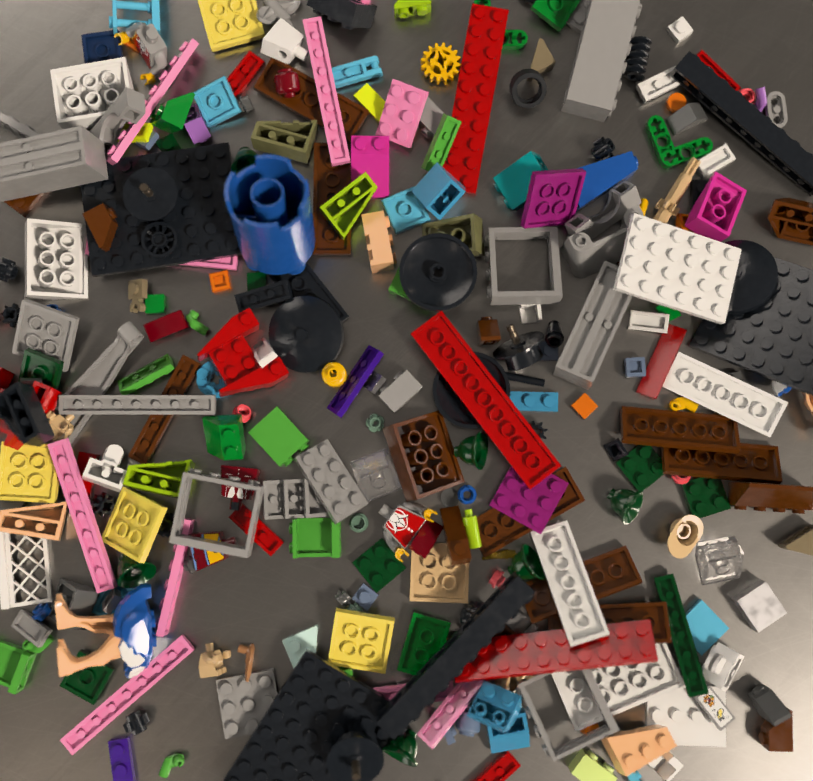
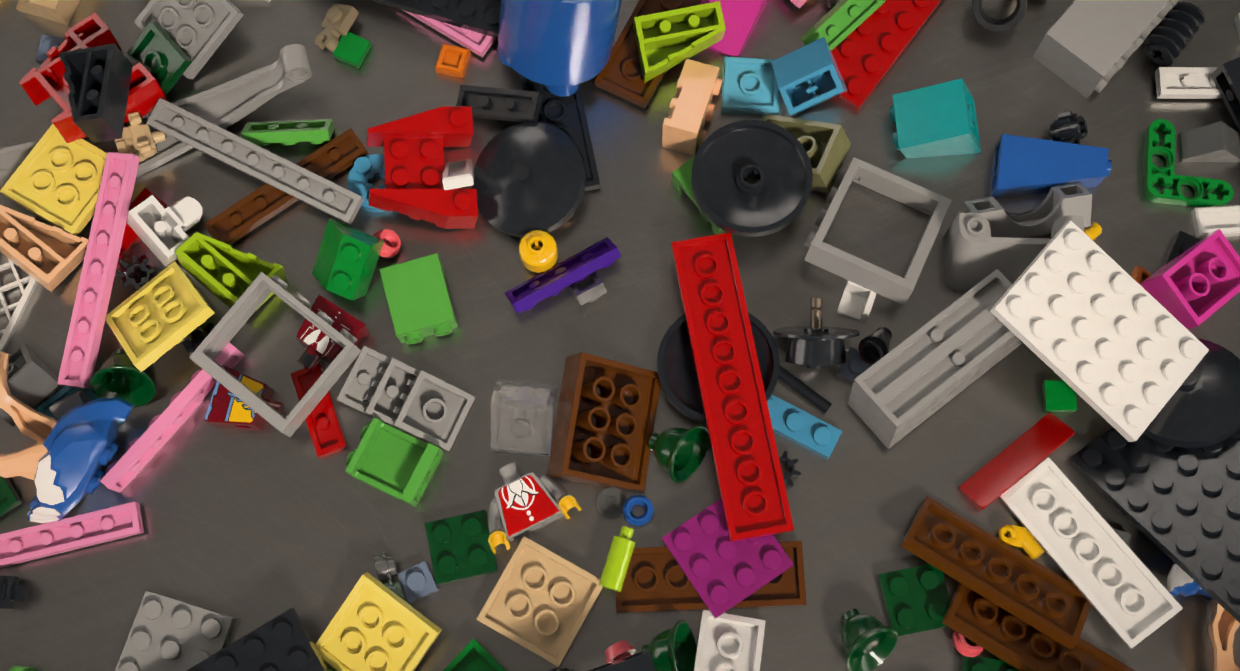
camera: 30 degrees right, 10 degrees down
(165, 326) = (349, 81): dark red slope -> none
(189, 564) = (199, 411): dark grey plate -> none
(194, 324) = (388, 97): bright green arm -> none
(212, 661) = (155, 560): tan piece -> none
(249, 651) = (213, 578): medium nougat bar -> none
(256, 280) = (501, 79): dark green tile -> none
(299, 642) = (285, 596): light aqua wing -> none
(331, 481) = (456, 393): light grey plate -> none
(358, 522) = (464, 472): sand green plate -> none
(370, 422) = (560, 353): sand green plate -> none
(400, 390) = (617, 318): light grey brick -> none
(426, 538) = (546, 539): dark red slope -> none
(455, 536) = (589, 559): reddish brown slope -> none
(488, 331) = (782, 297): reddish brown slope -> none
(503, 554) = (645, 623): clear yellow helmet -> none
(552, 197) = (963, 154): magenta plate -> none
(584, 406) = (871, 469): orange tile -> none
(616, 449) = (888, 554): black slope -> none
(635, 367) = (973, 450): sand blue plate -> none
(648, 321) = (1024, 395): white tile -> none
(668, 206) = (1128, 249): tan piece -> none
(675, 102) = (1203, 115): orange tile -> none

